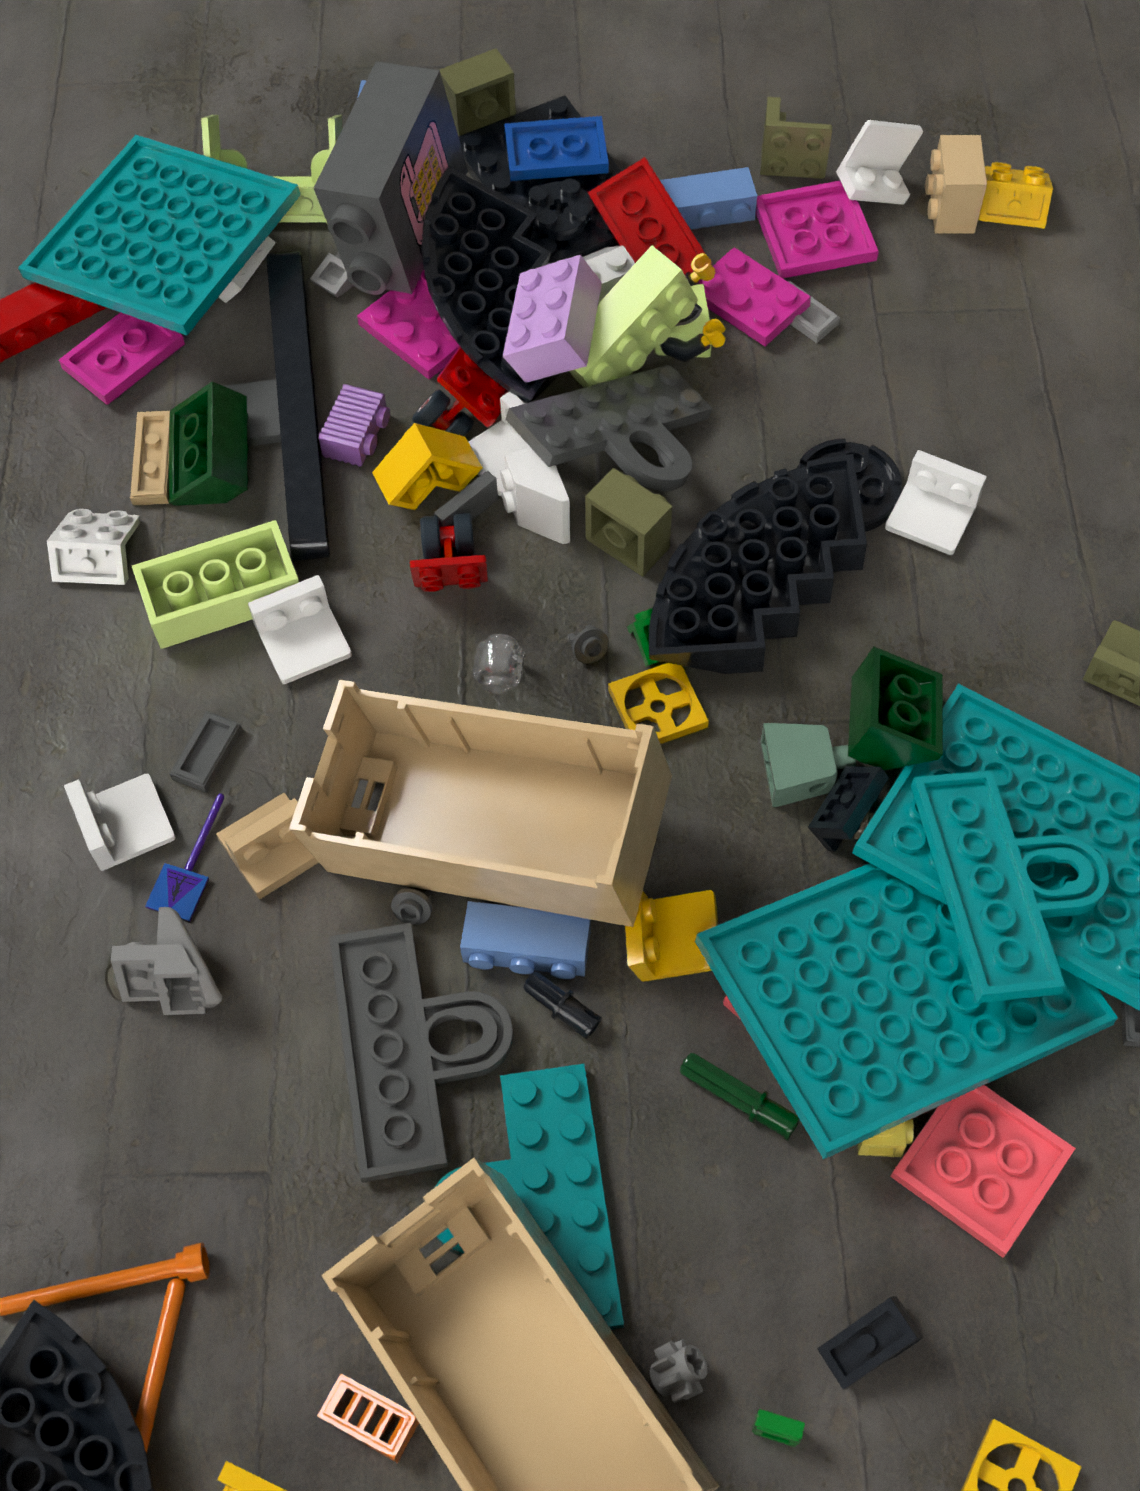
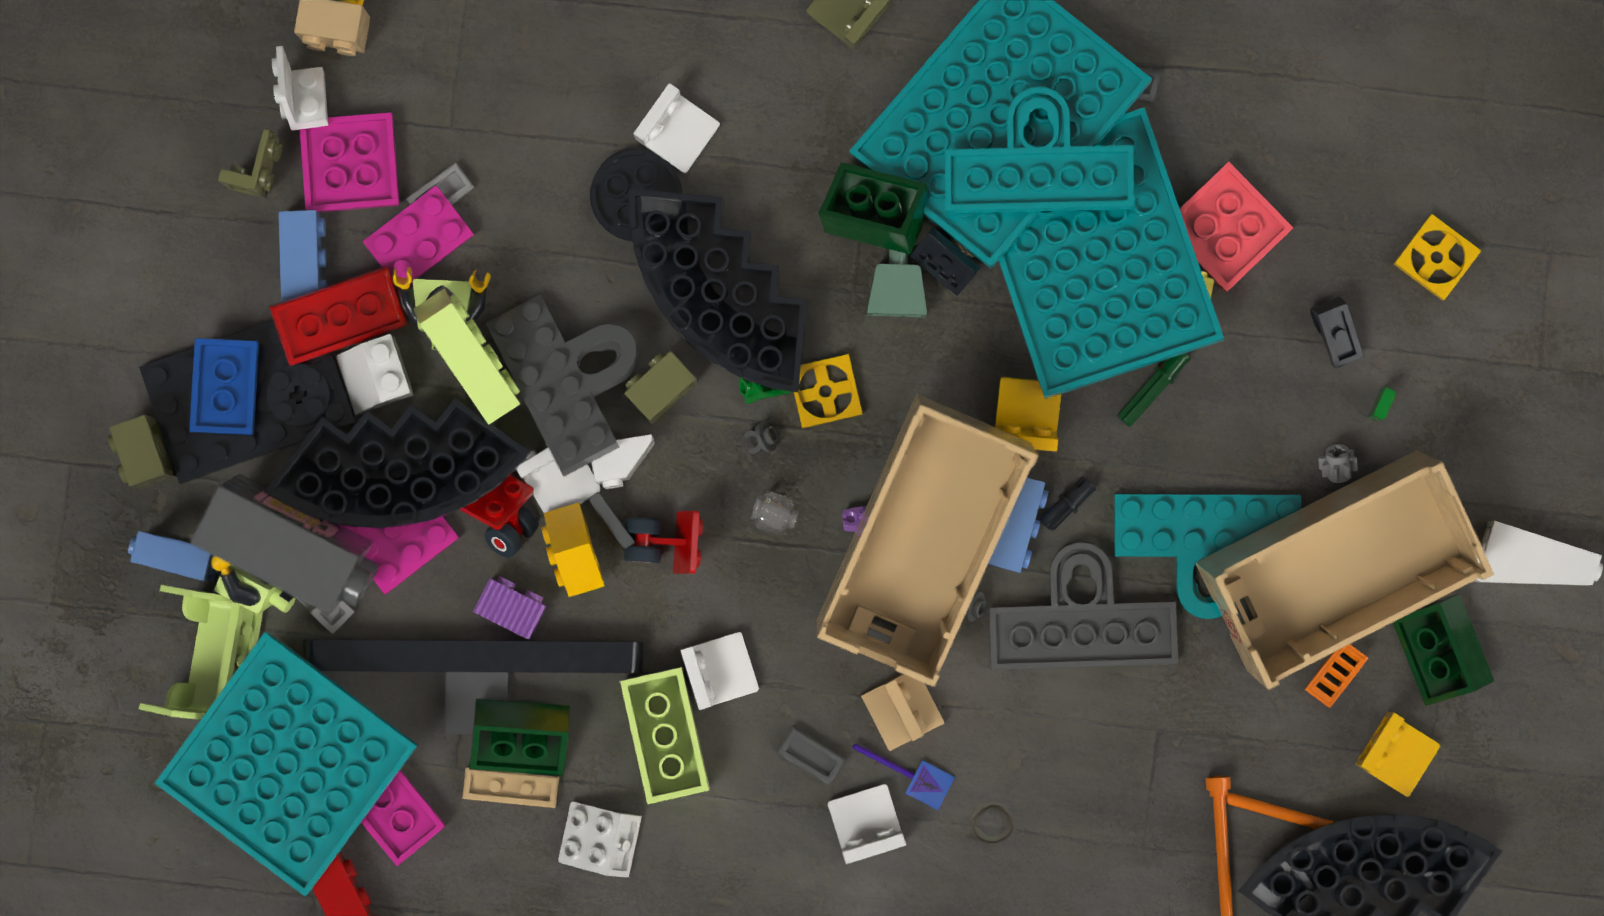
camera: 85 degrees left, 25 degrees up
(166, 970) = (1007, 783): light grey piece -> none
(552, 319) = (468, 421): lavender brick -> none

